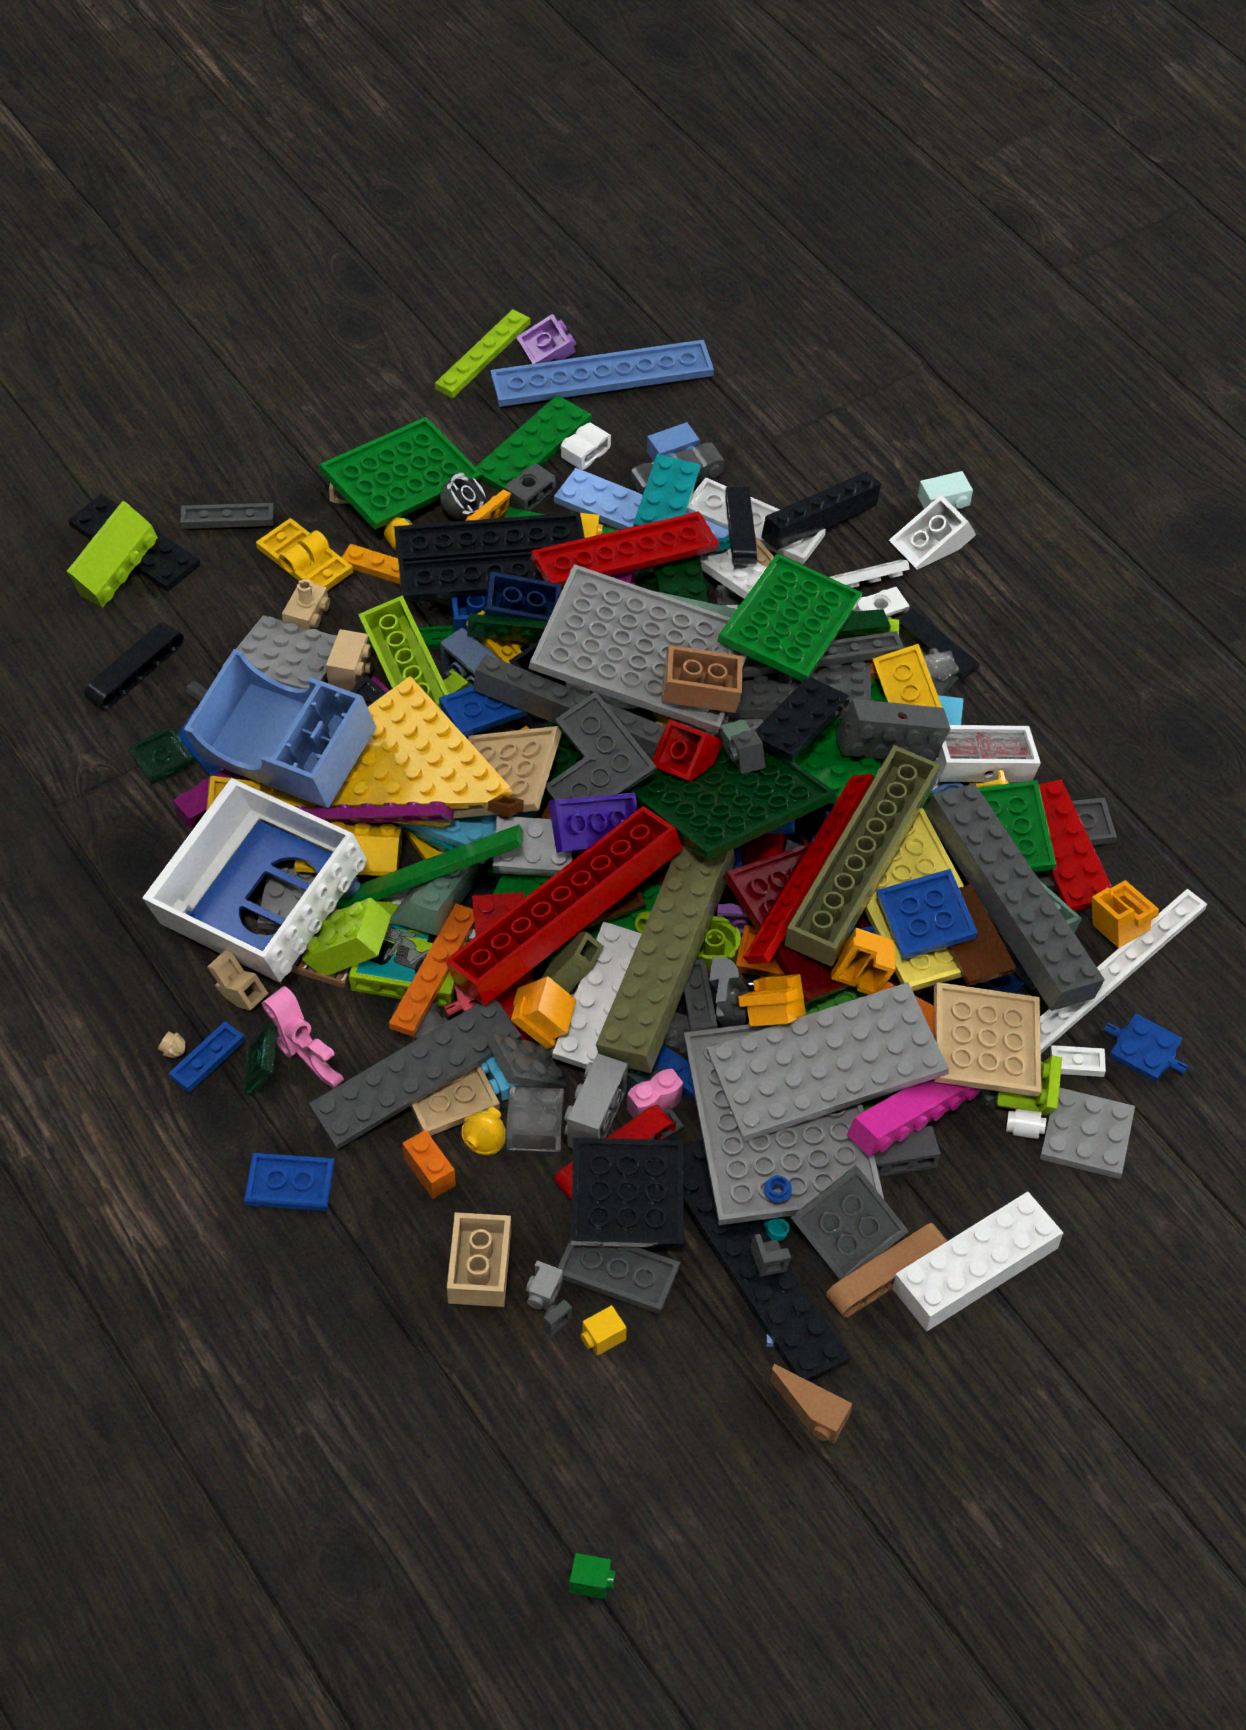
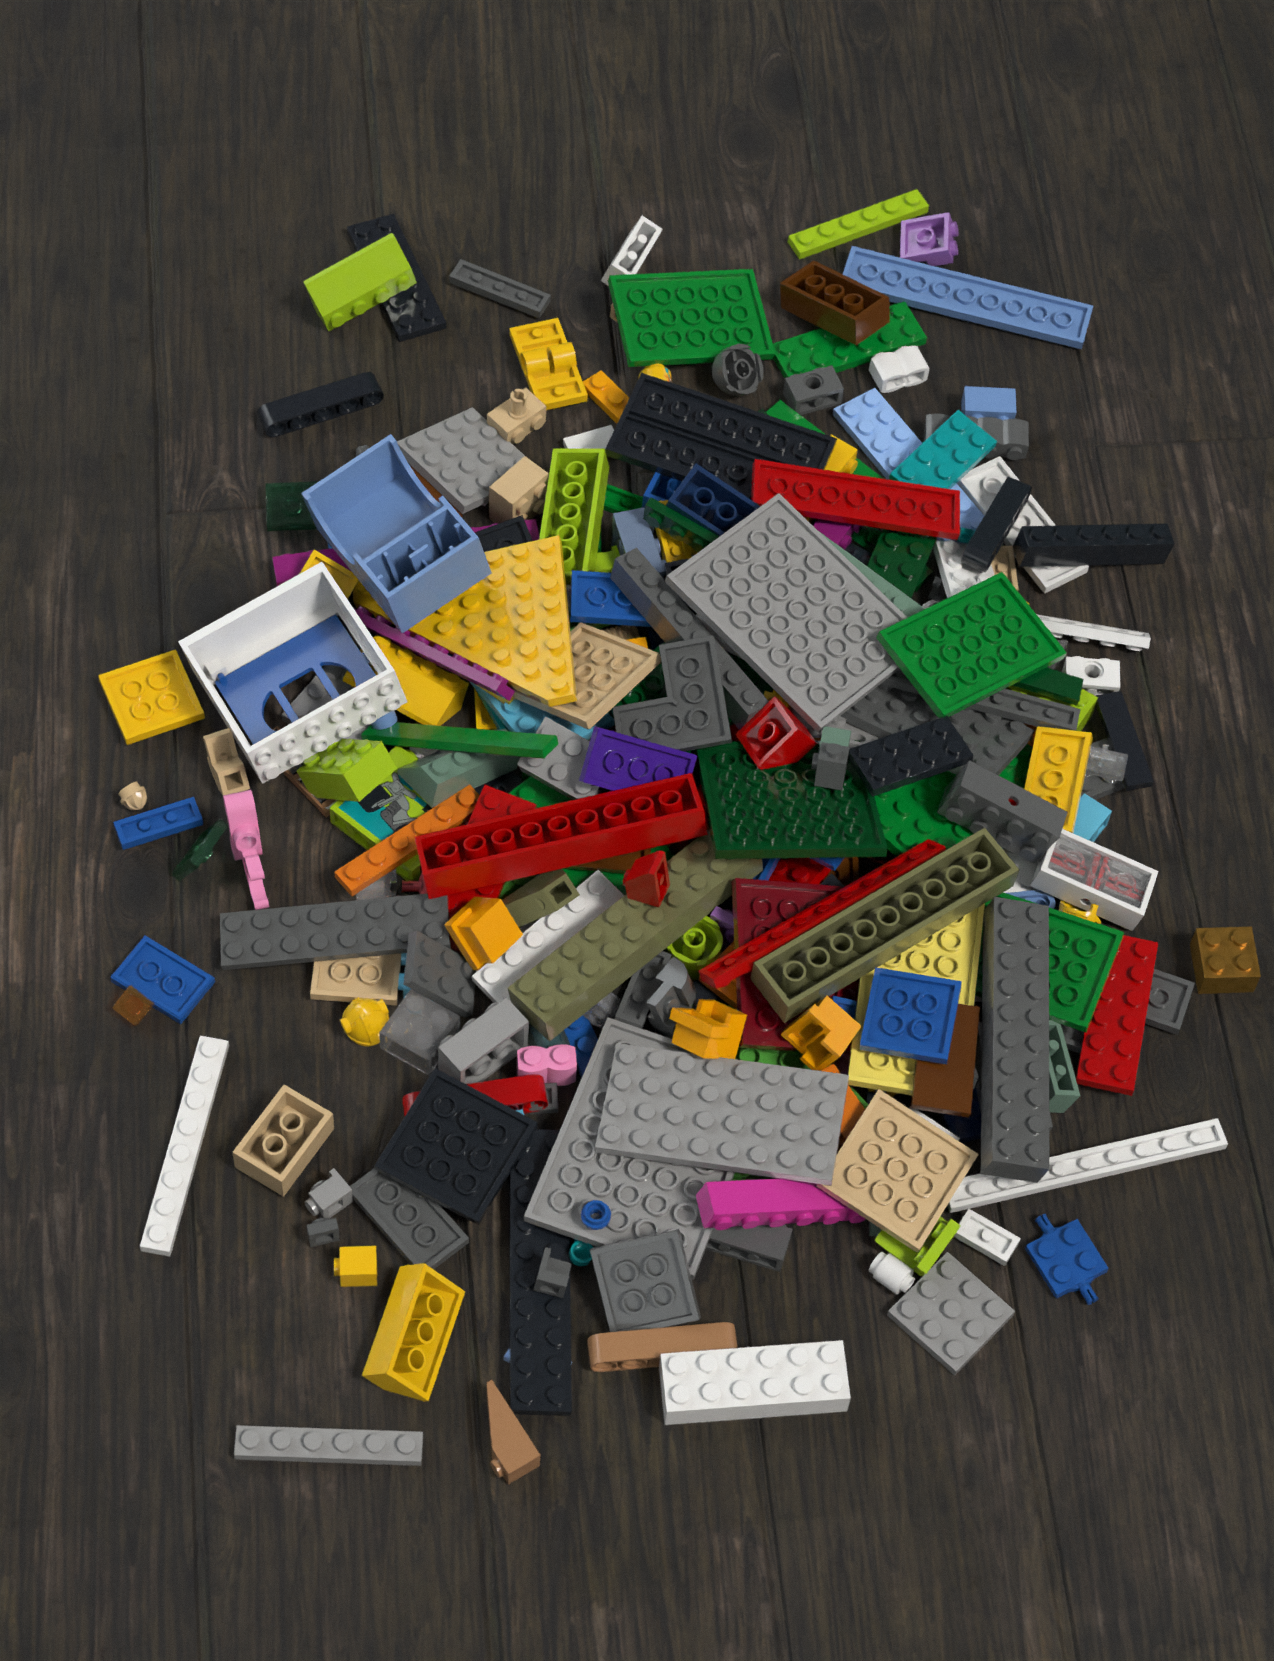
camera: 25 degrees right, 5 degrees up
(136, 958) = (151, 697): none -> yellow plate
(279, 1213) = (133, 1005): none -> clear orange plate
(319, 442) = (634, 249): none -> white brick
(381, 595) = (589, 440): none -> white tile
(395, 1308) = (184, 1146): none -> white plate
(429, 1164) = (295, 1026): orange brick -> none
(494, 508) = (758, 397): light orange plate -> none
(505, 806) = (557, 710): reddish brown plate -> none
(508, 414) = (835, 302): none -> reddish brown brick
(591, 1576) = (204, 1486): green brick -> none
(661, 902) = (648, 879): none -> red slope
(670, 1489) = (328, 1445): none -> light grey plate
(683, 1360) = (414, 1332): none -> yellow slope
(702, 679) = (828, 670): medium nougat brick -> none
(933, 534) = (1199, 622): white slope -> none
(952, 487) = (1242, 583): light aqua brick -> none
(1115, 770) = (1225, 960): none -> pearl gold brick
(1122, 913) = (1127, 1110): light orange plate -> none

